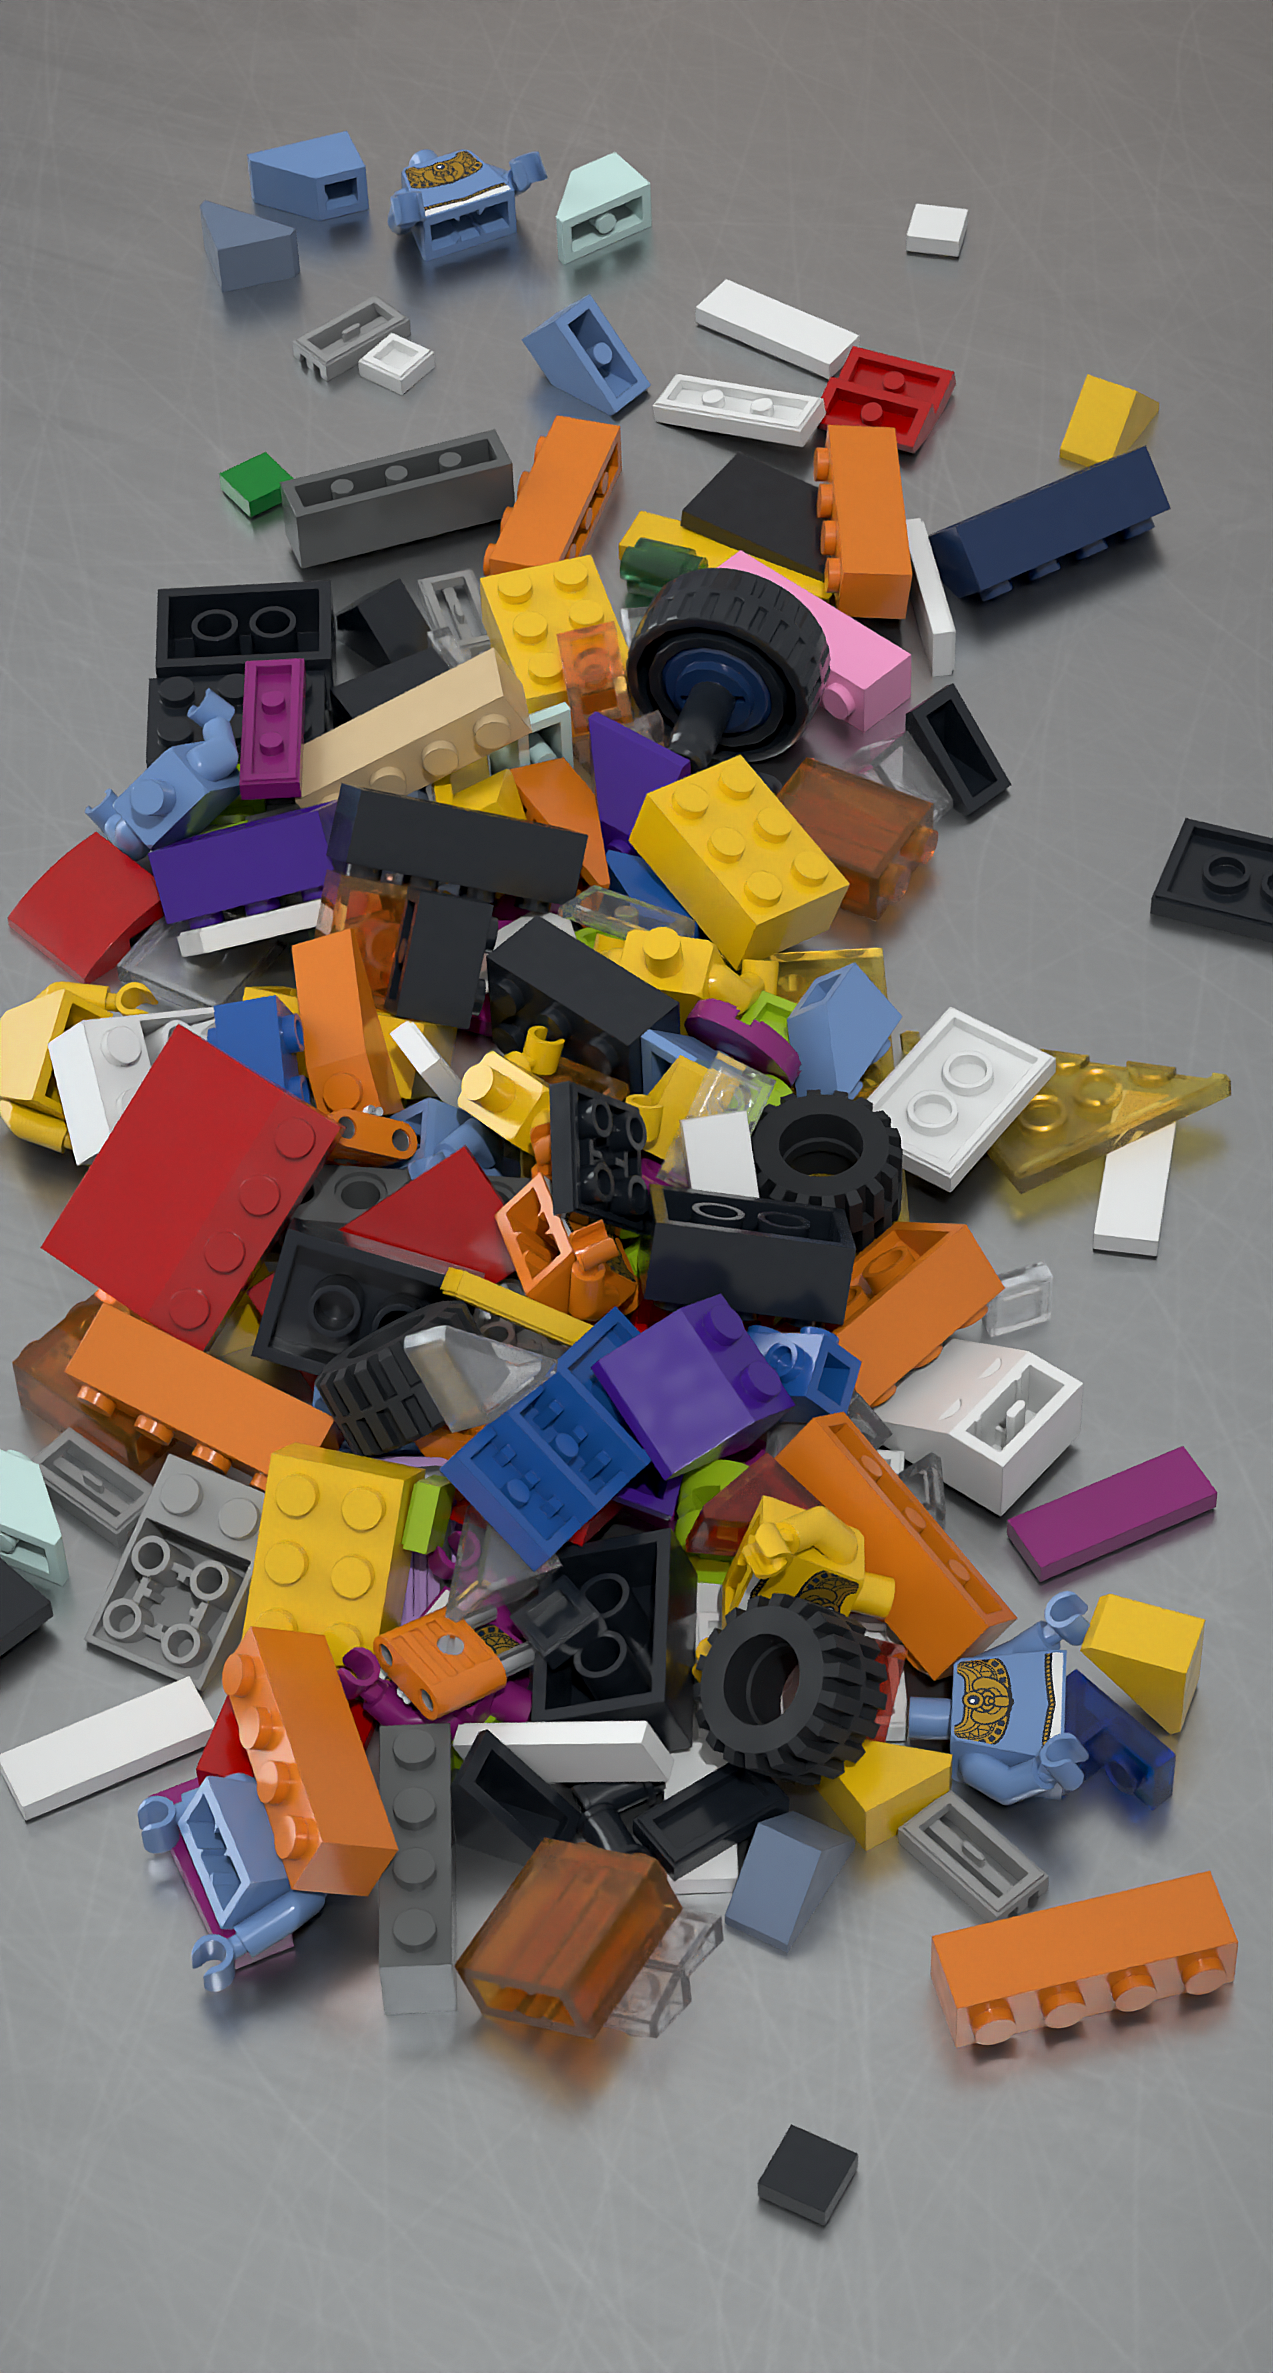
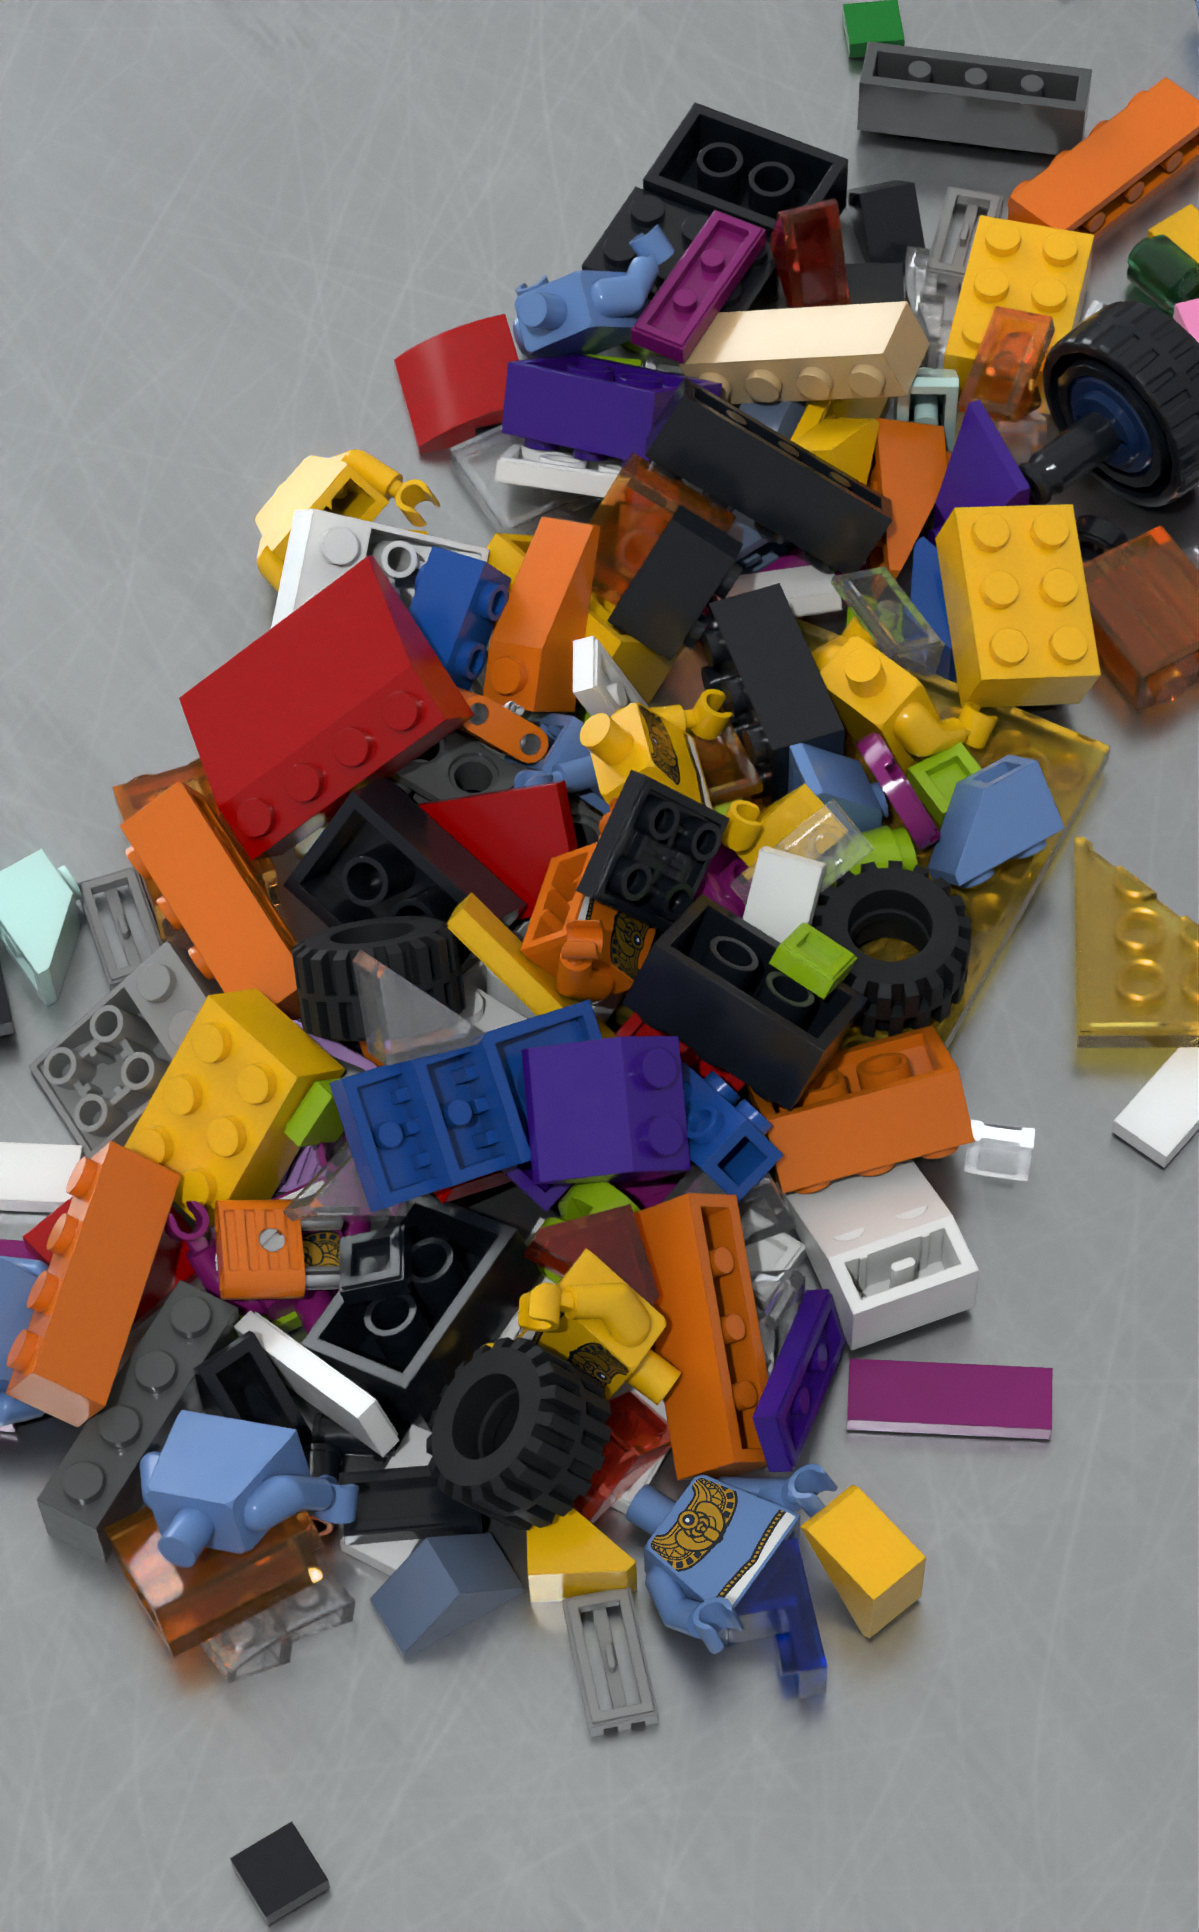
camera: 30 degrees right, 10 degrees up
(357, 661) = (811, 255): none -> clear red slope
(559, 1857) = (230, 1483): none -> medium blue torso
(783, 1192) = (813, 960): none -> lime tile
(959, 1095) = (1068, 927): white tile -> none
(990, 1545) = (799, 1380): none -> dark purple tile
(1083, 1959) = (630, 1811): orange brick -> none

